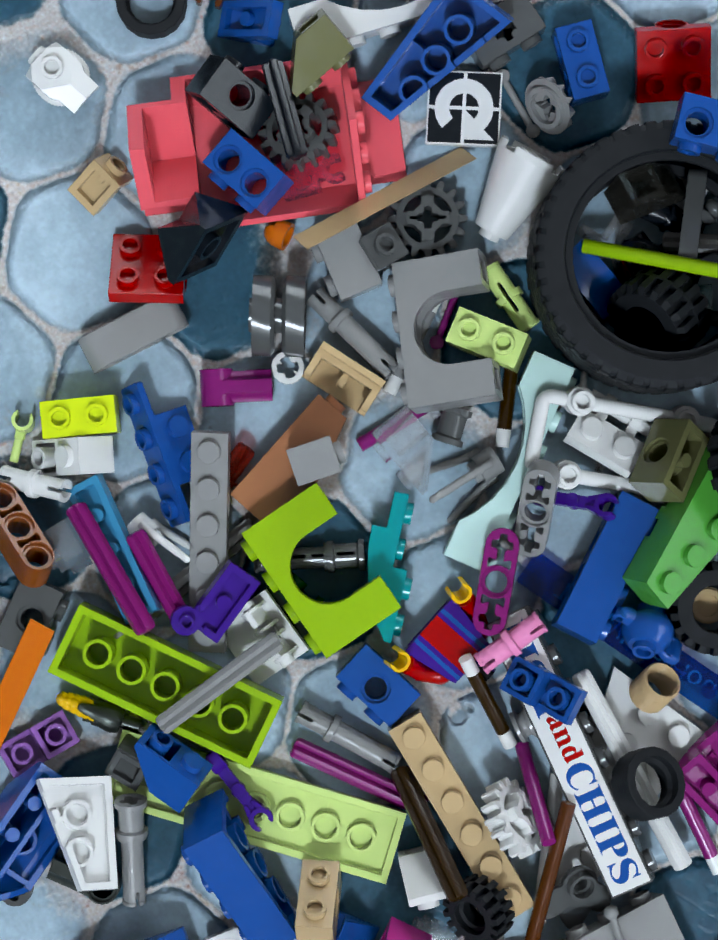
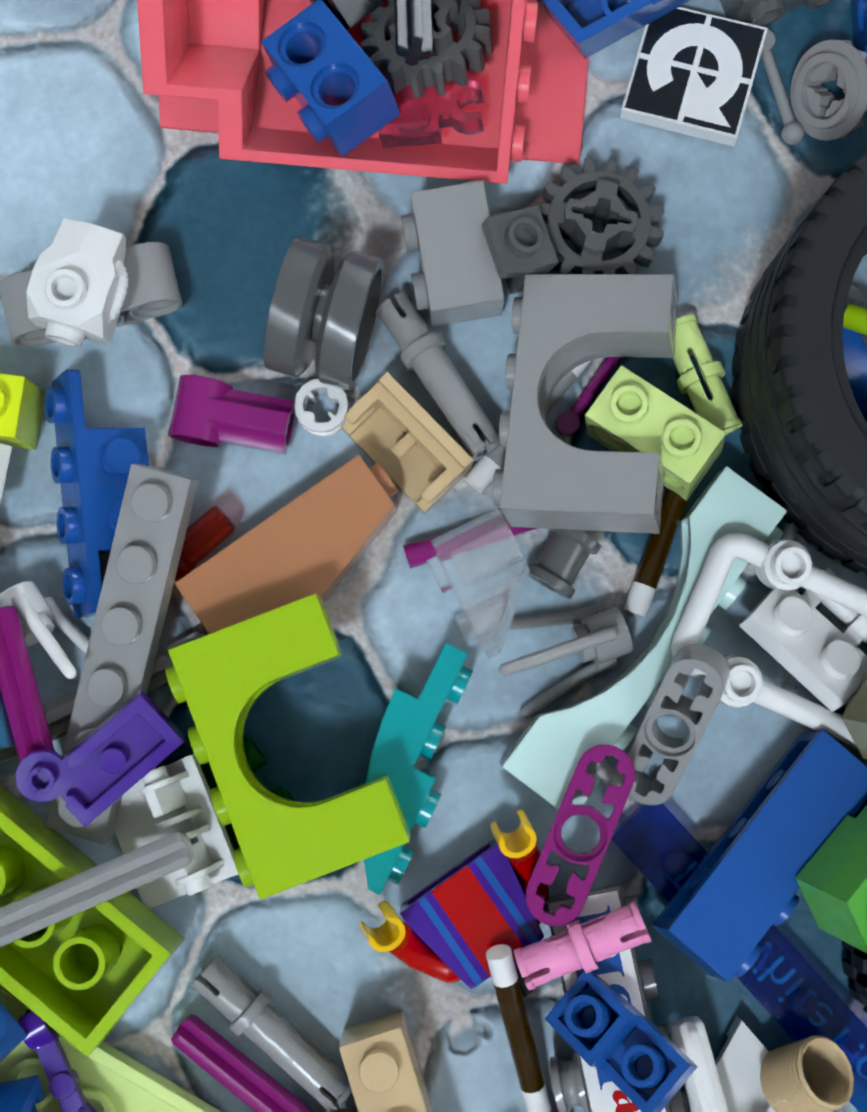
camera: 10 degrees right, 5 degrees down
(100, 182) = (96, 53): tan bracket -> none
(132, 333) = (79, 284): none -> white hand
(140, 272) = (143, 195): red plate -> none
(198, 236) = (228, 161): black slope -> none
(279, 233) = (360, 195): orange hinge -> none
(316, 460) = (322, 554): light grey brick -> none
(329, 556) = (313, 725): dark grey pin -> none
(384, 198) = (533, 168): tan sticker -> none
(398, 694) = (348, 998): blue brick -> none
(514, 188) = (750, 202): white cone -> none
(591, 503) = (769, 740): dark purple piece -> none
(649, 632) = (818, 982): blue piece -> none

